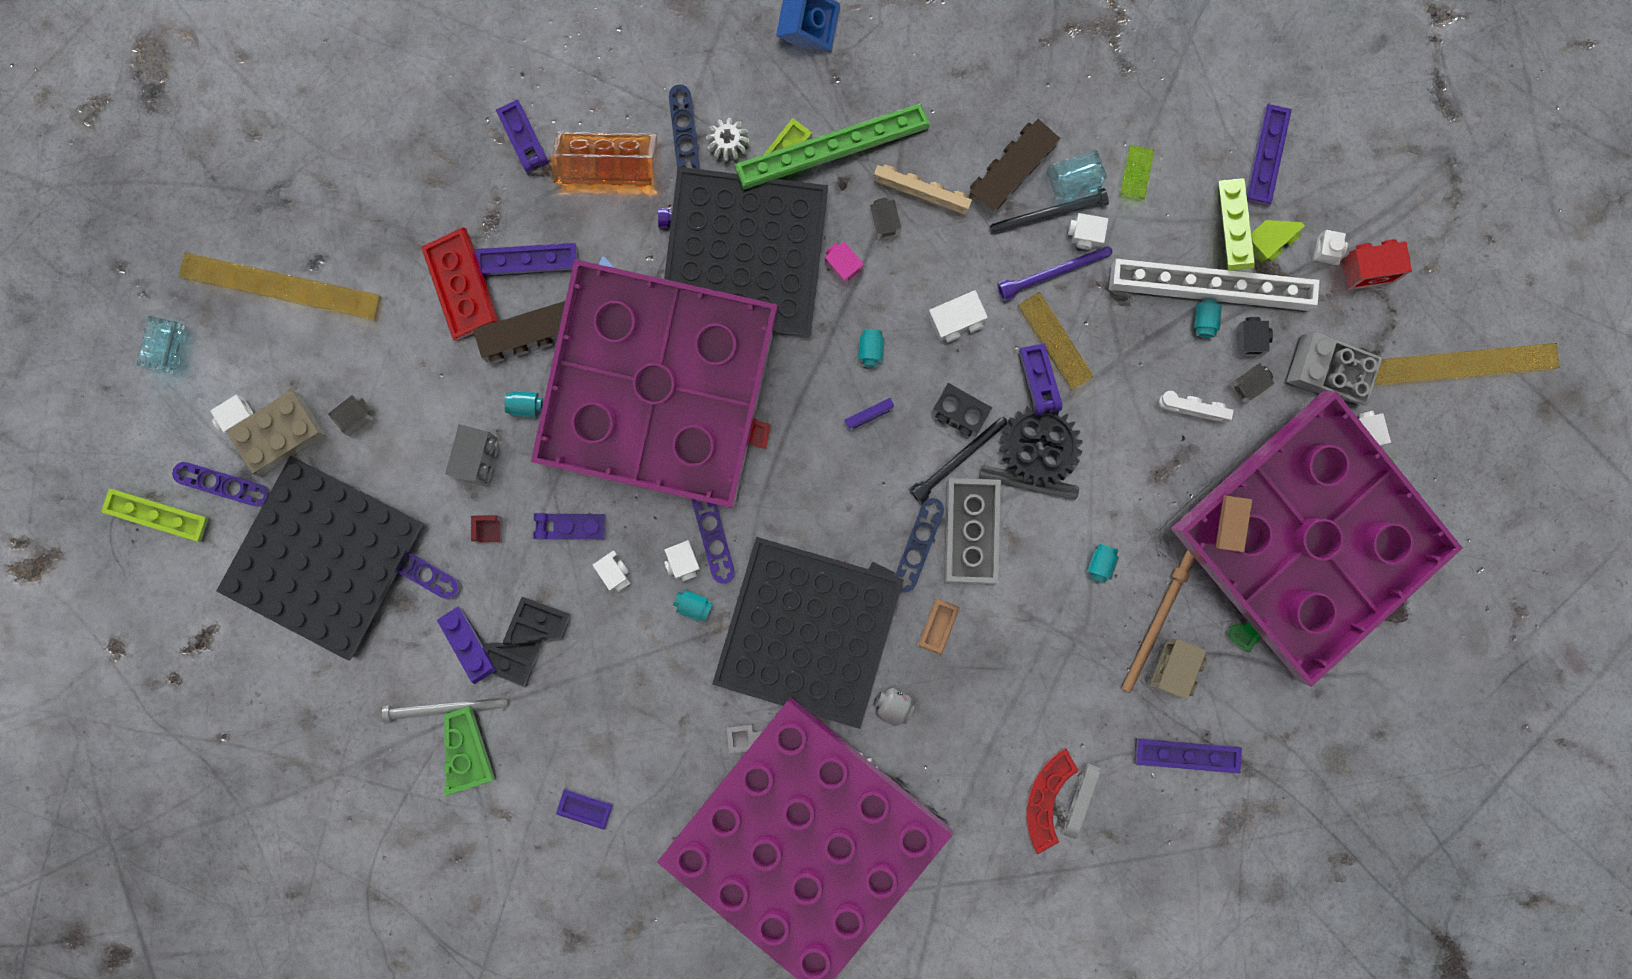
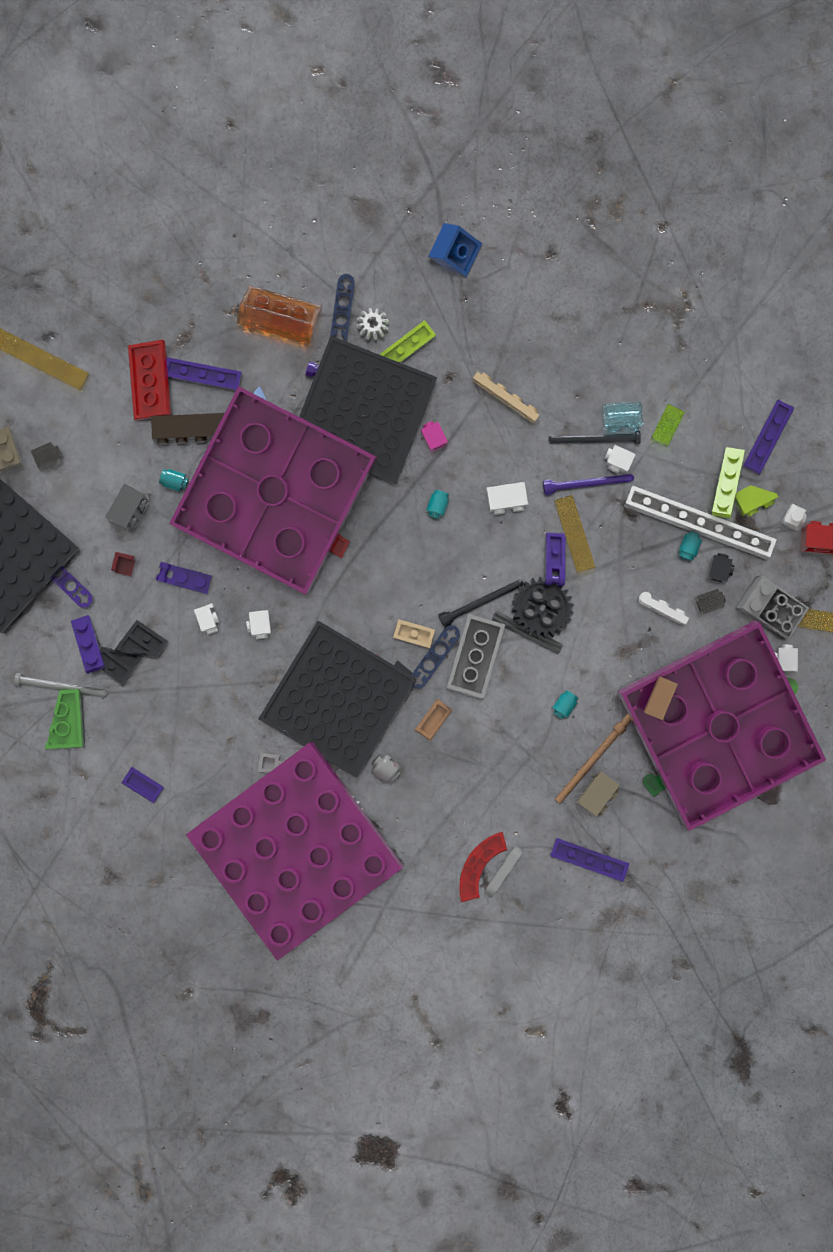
camera: 10 degrees right, 0 degrees up
(521, 135) = (222, 281): dark purple plate -> none
(692, 605) = (258, 658): teal brick -> none
(709, 536) = (286, 611): dark purple beam -> none
(831, 146) = (447, 348): bright green tile -> none
(869, 414) = (423, 552): dark purple tile -> none
(884, 522) = (414, 633): none -> tan plate
(885, 218) = (473, 412): clear smoke brick -> none
(964, 404) = (495, 563): black brick -> none
(1014, 167) = (577, 398): dark brown brick -> none

